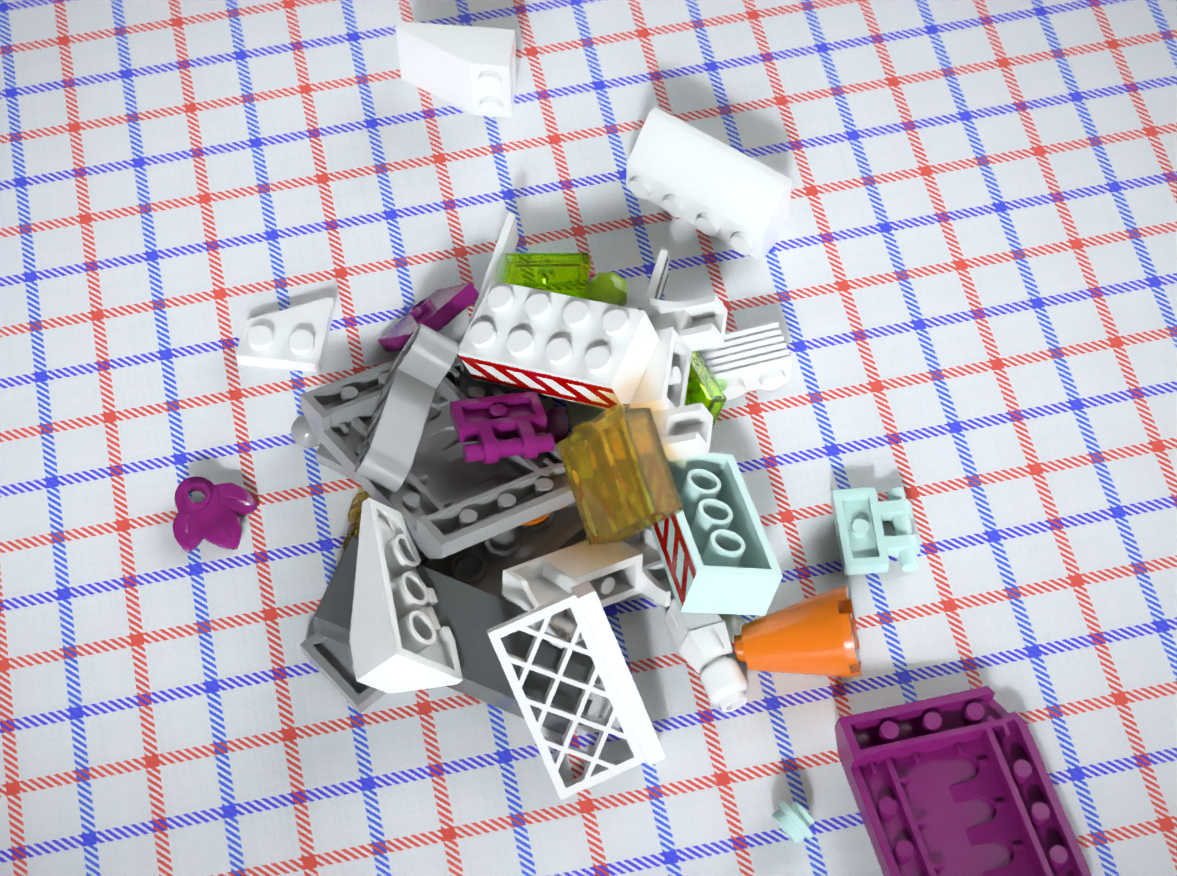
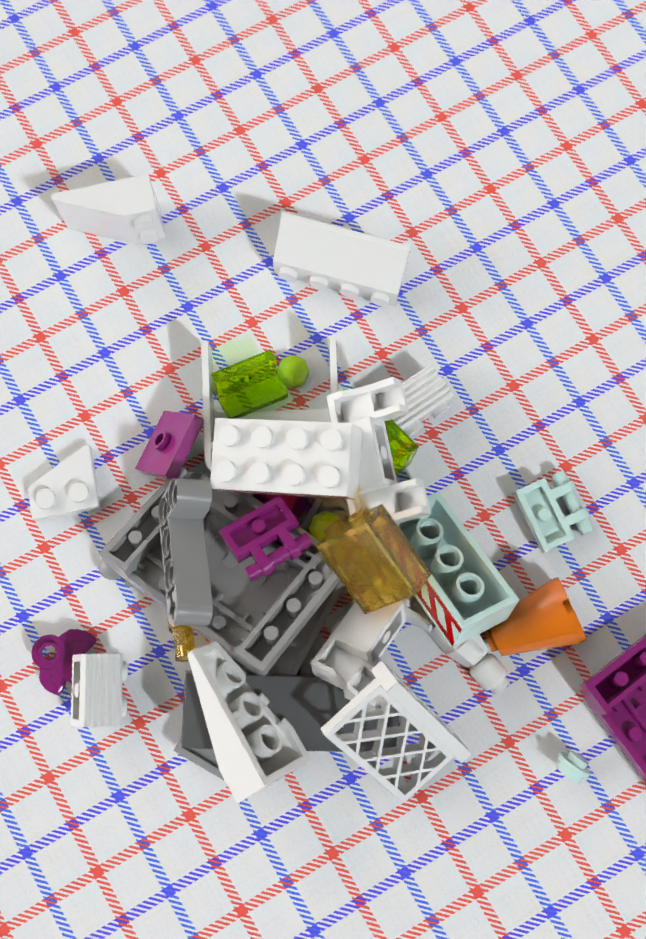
camera: 20 degrees left, 20 degrees up
(238, 549) = (98, 690): none -> white brick

